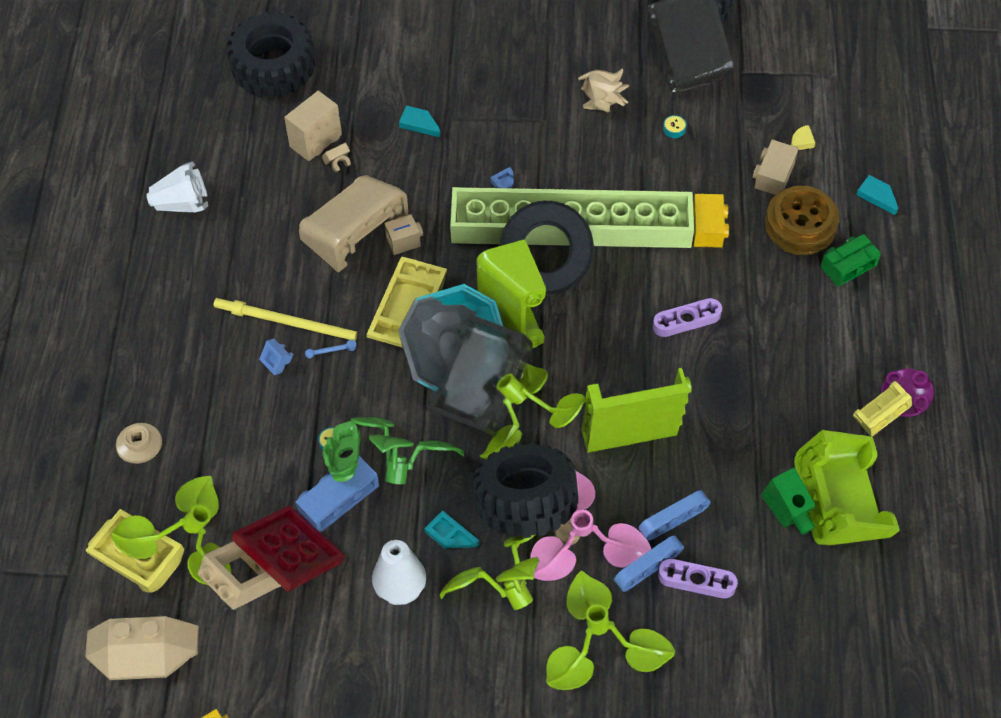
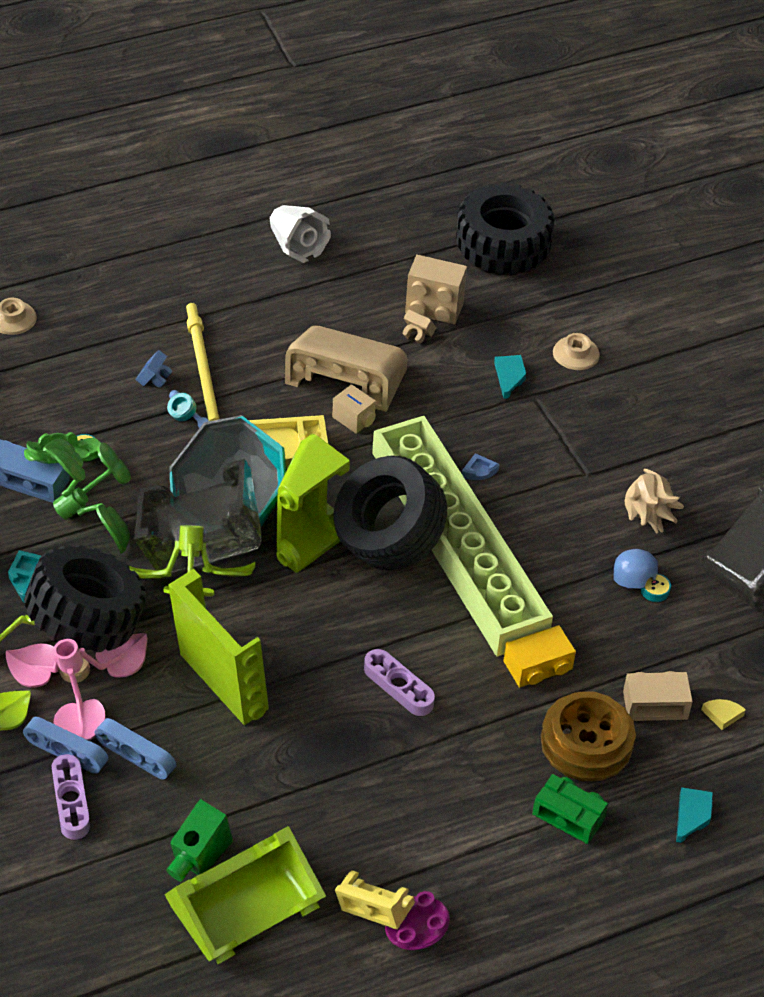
camera: 60 degrees right, 10 degrees down
(329, 352) = (181, 407): none -> tile
(418, 78) = (576, 352): none -> tan piece
(656, 129) = (634, 568): none -> medium blue hair

